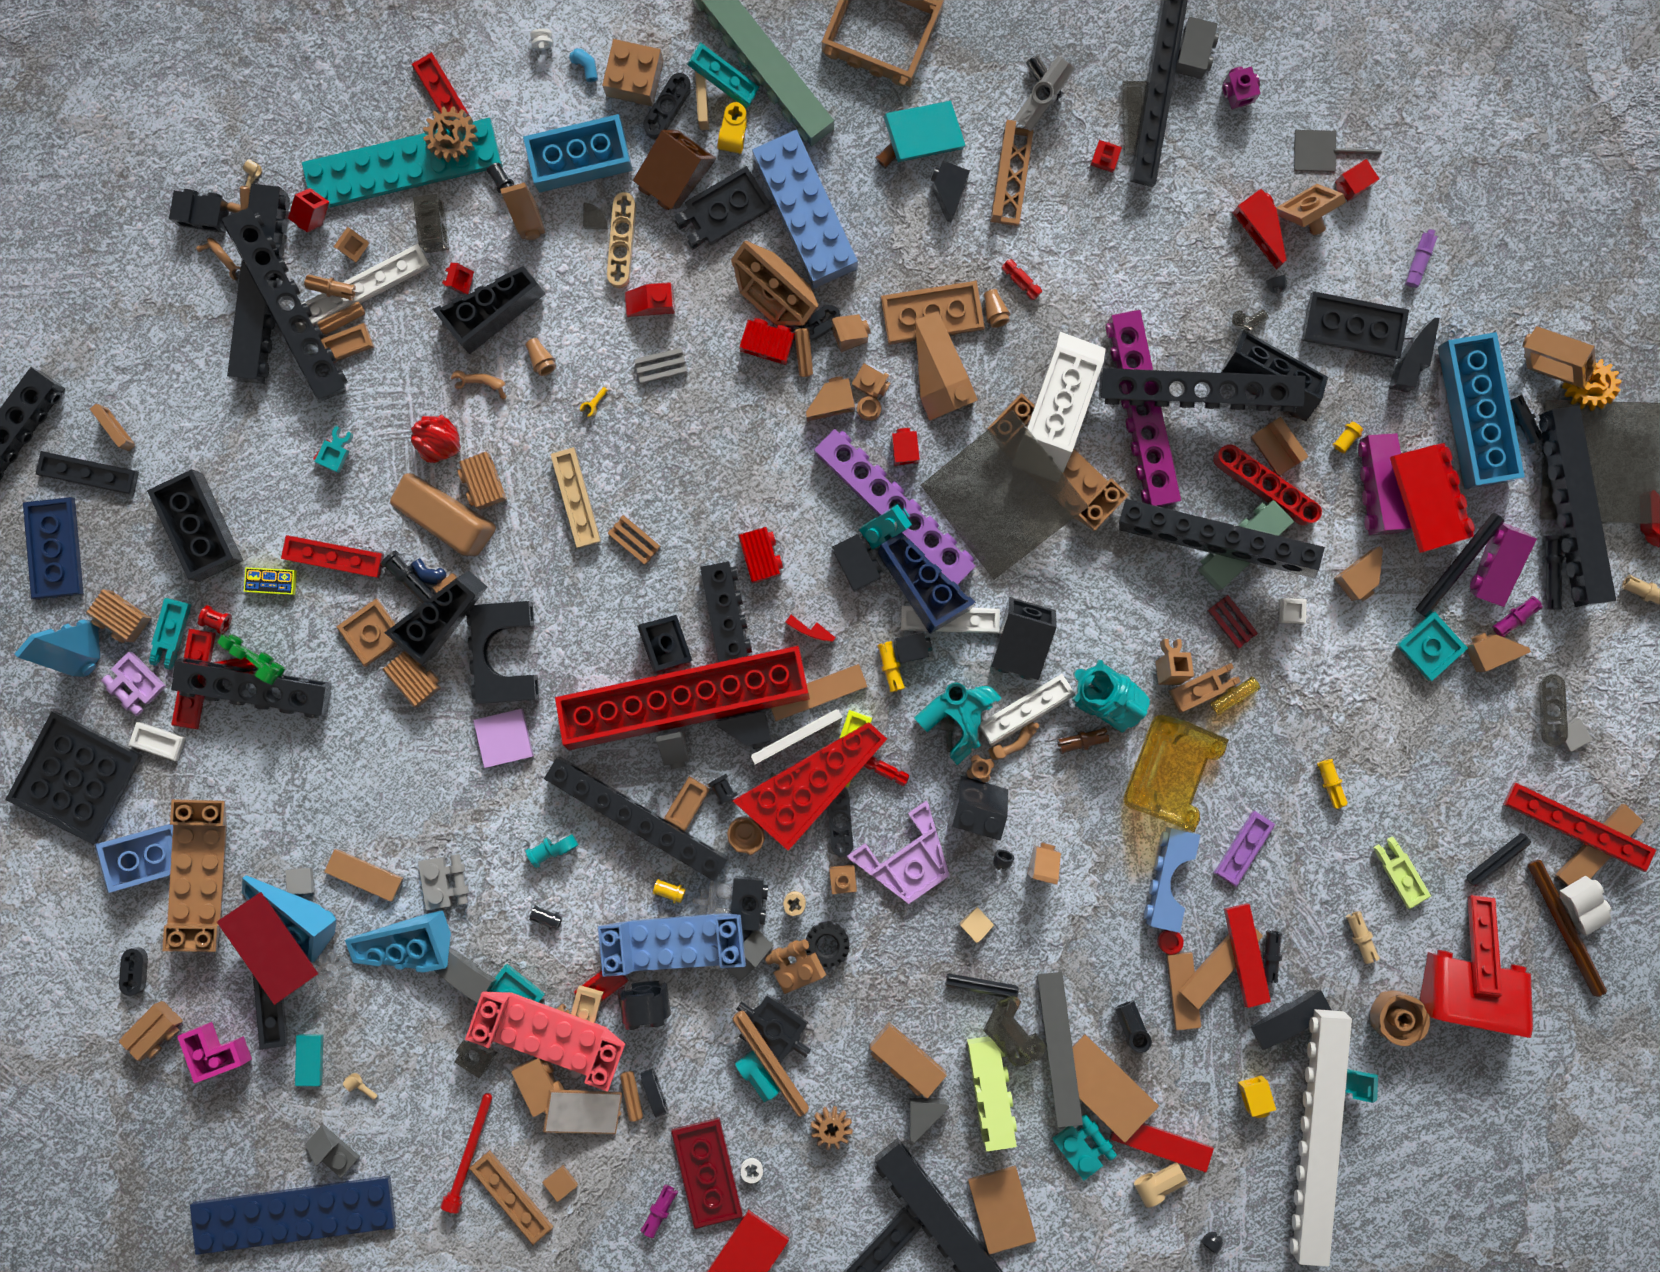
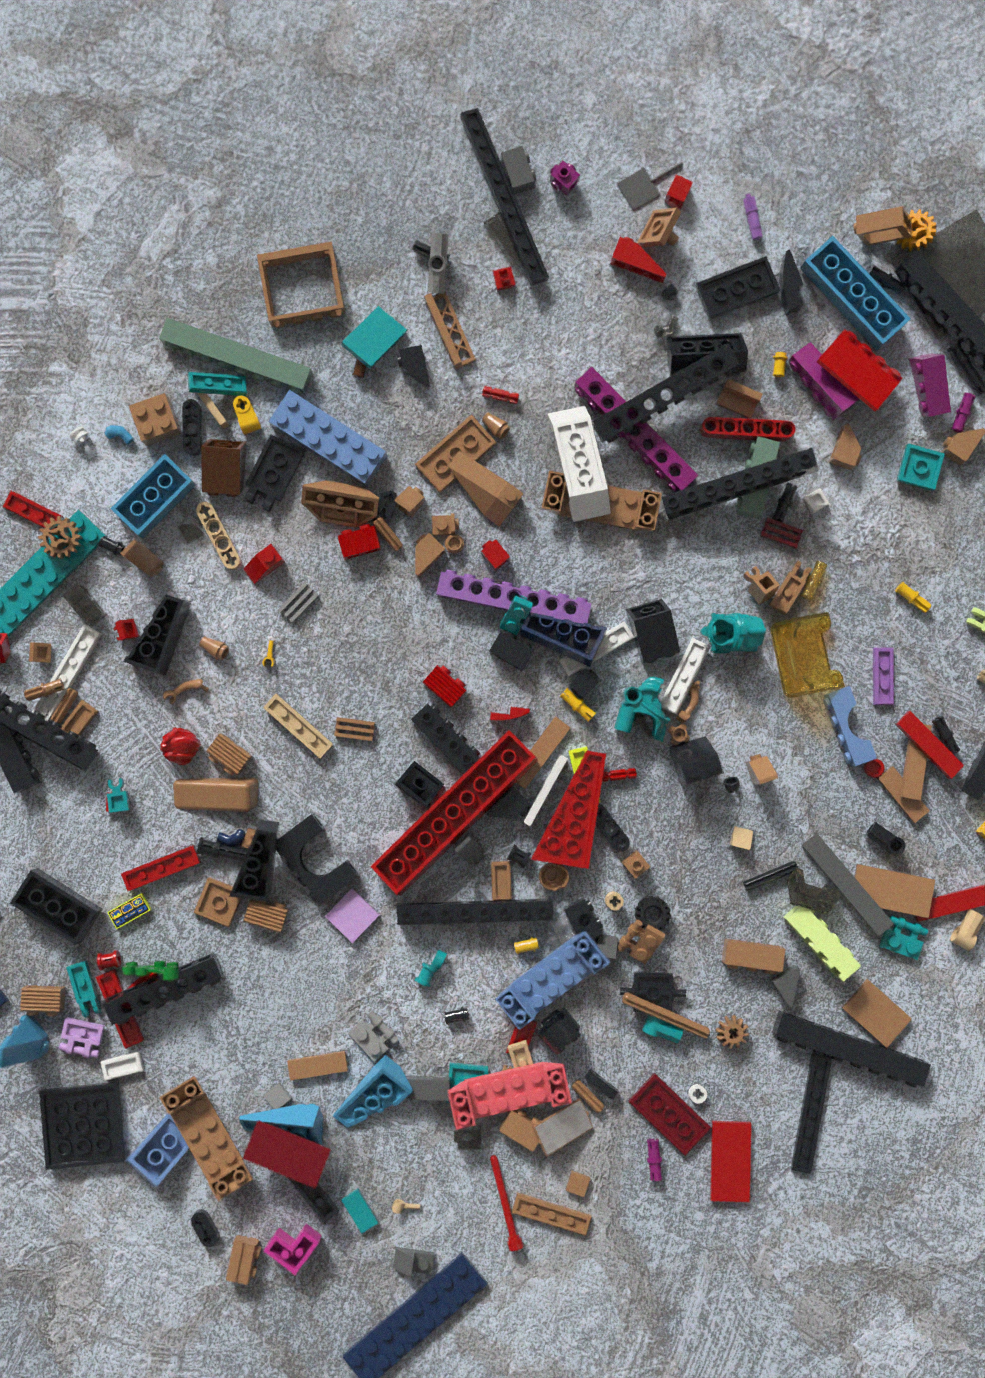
camera: 40 degrees left, 0 degrees up
(912, 868) = (677, 826): lavender wing -> none
(1004, 495) = (580, 545): clear smoke piece -> none
(1083, 740) = (734, 672): reddish brown pin -> none
(1257, 590) = (784, 502): none -> black pin
(1460, 564) = (905, 402): black axle -> none

